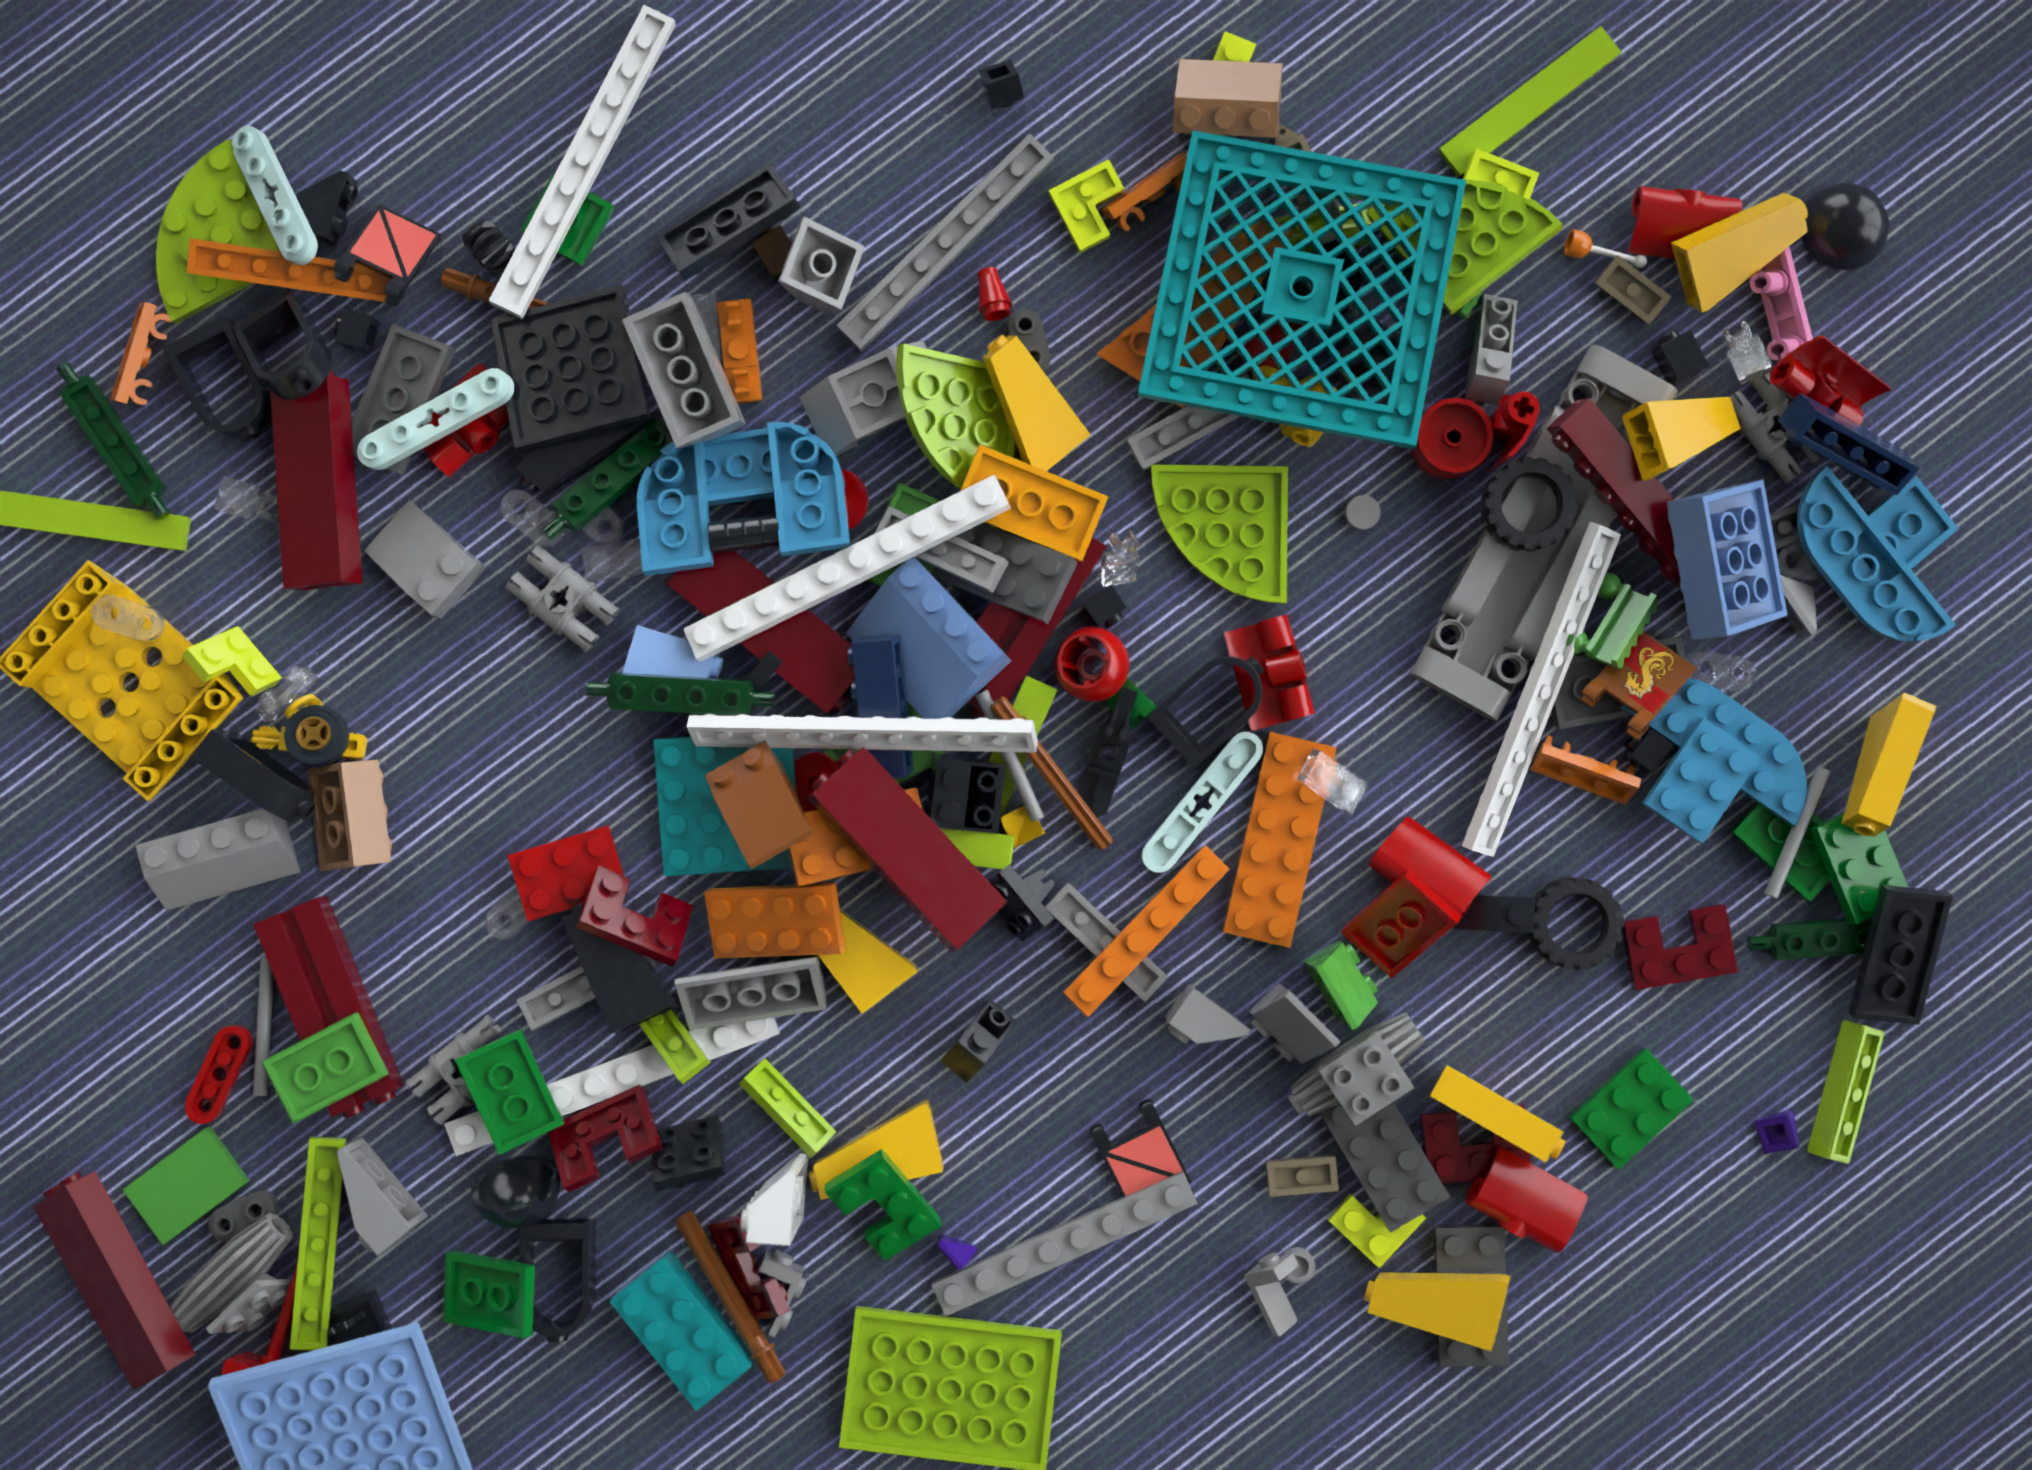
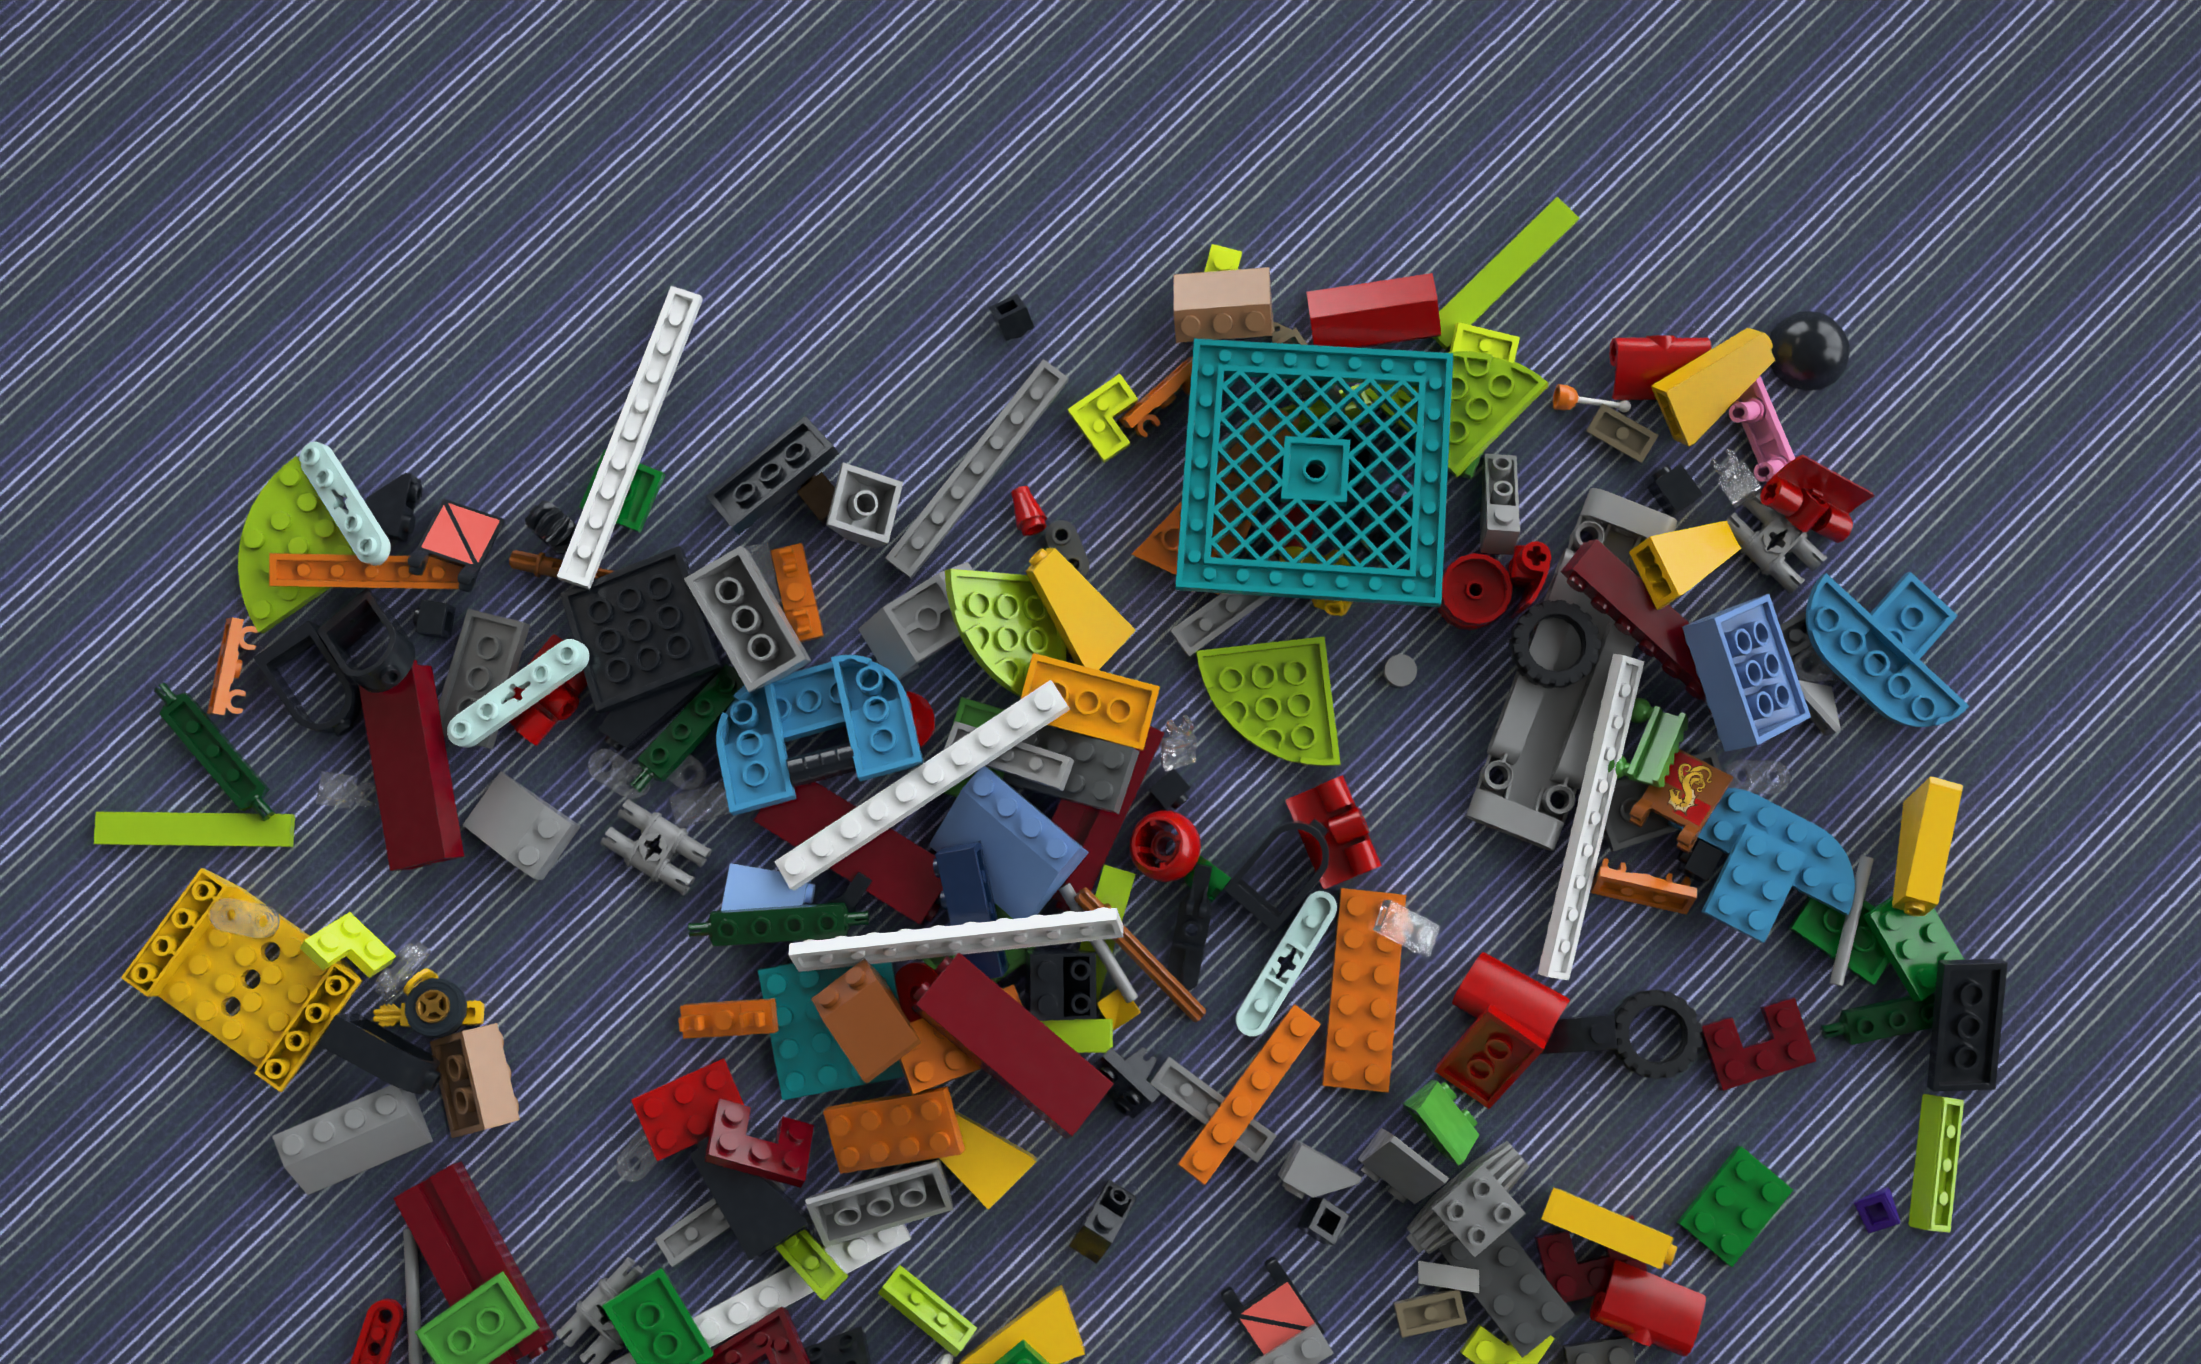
camera: 10 degrees left, 5 degrees down
(617, 785) = (728, 1018): none -> orange plate
(1212, 1067) = (1330, 1220): none -> black plate
(1326, 1142) = (1448, 1276): none -> white sticker
(1389, 127) = (1375, 312): none -> red slope
(1847, 444) = (1842, 551): dark blue brick -> none

